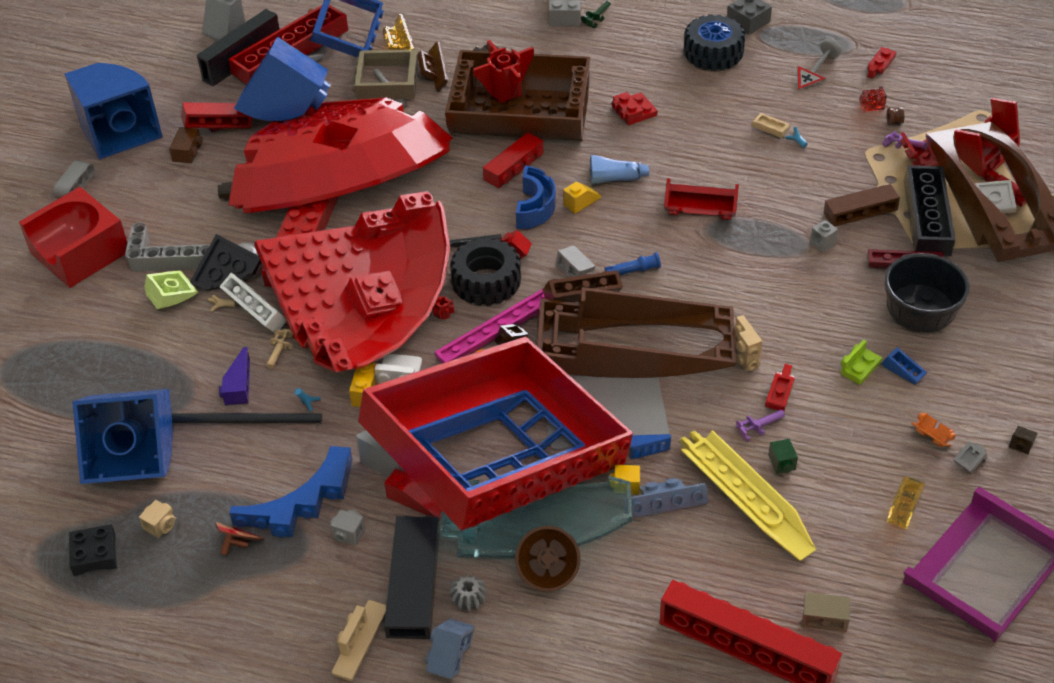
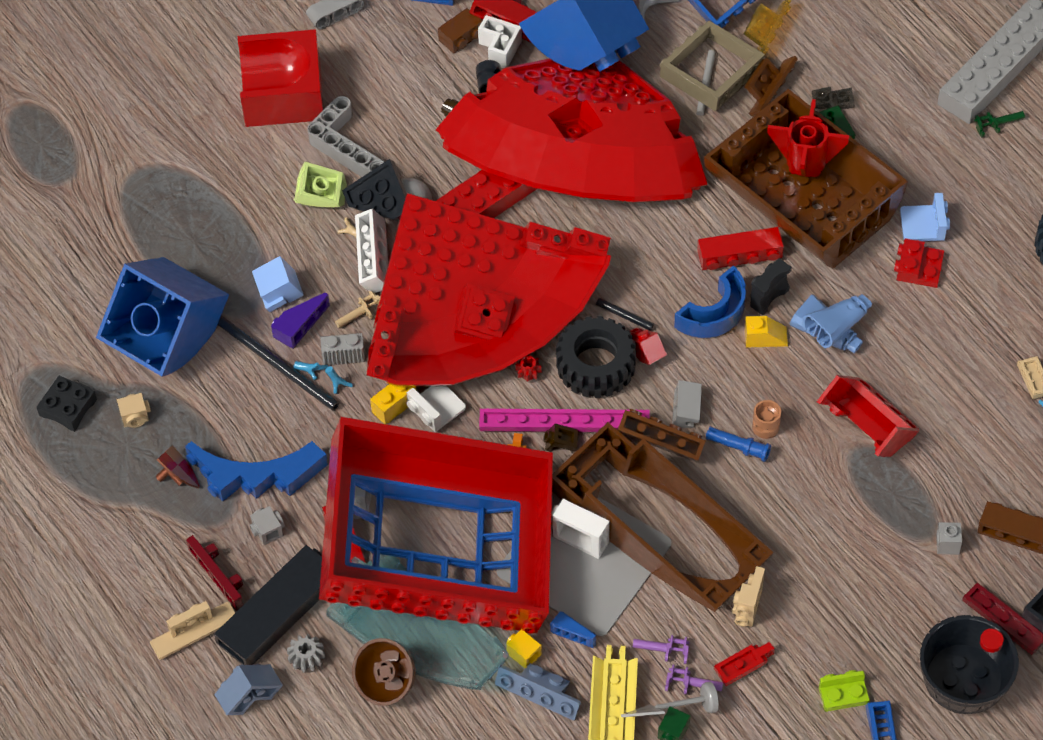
camera: 40 degrees right, 10 degrees up
(197, 365) = (277, 283): none -> light blue plate
(223, 132) = (501, 38): none -> white brick
(232, 155) = (484, 71): none -> black wheel
(277, 405) = (310, 368): none -> dark azure bar
(291, 376) = (342, 349): none -> light grey brick
(336, 586) = (205, 558): none -> dark red hinge
(558, 164) = (769, 285): none -> black brick
(589, 365) = (580, 528): none -> white window
(617, 81) = (926, 221): none -> light blue bracket
(622, 158) = (835, 320): none -> medium blue piece
(638, 240) = (766, 419): none -> nougat wheel
(721, 414) = (663, 647): none -> medium lavender piece
(784, 423) = (708, 697): none -> light grey piece
(929, 262) = (991, 640): none -> red tile

